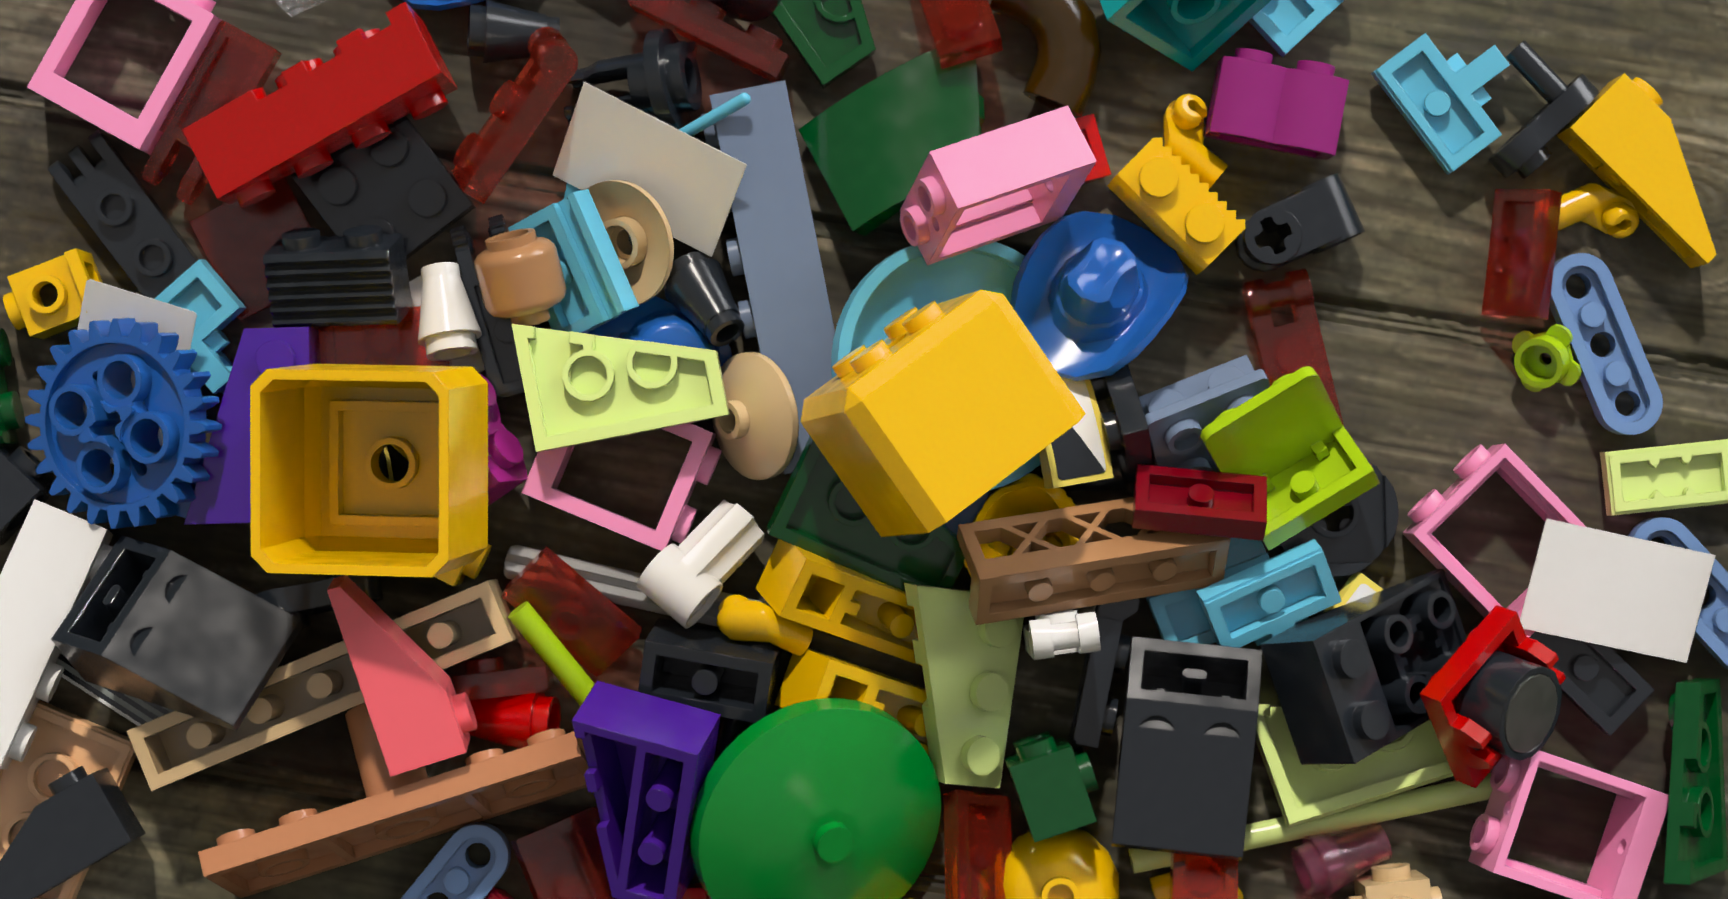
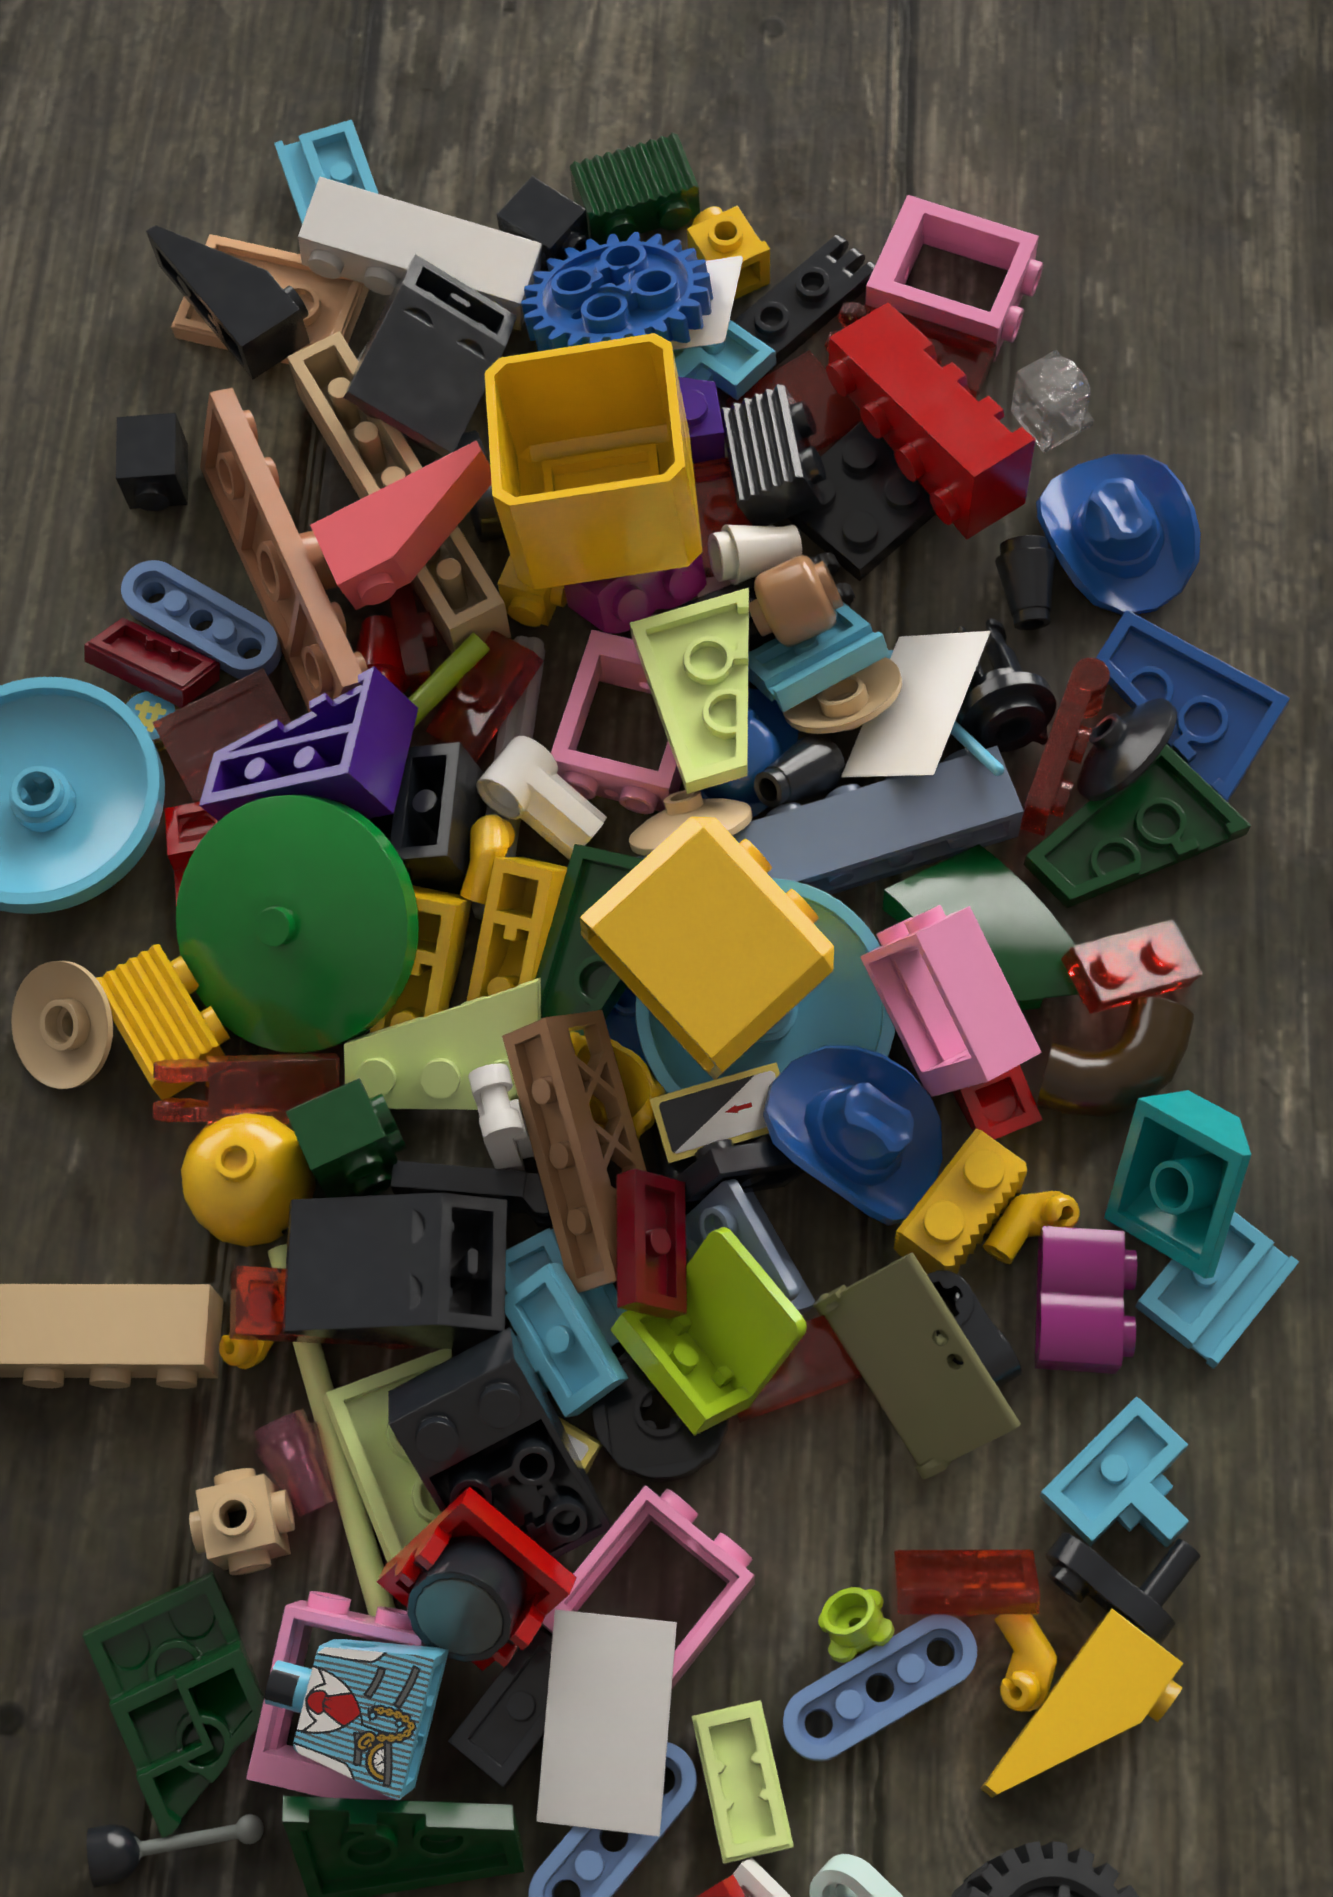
camera: 90 degrees right, 20 degrees down
(515, 114) = (954, 584): clear red plate -> none
(1326, 274) = (892, 1339): none -> olive door
(1596, 807) = (363, 1709): none -> torso

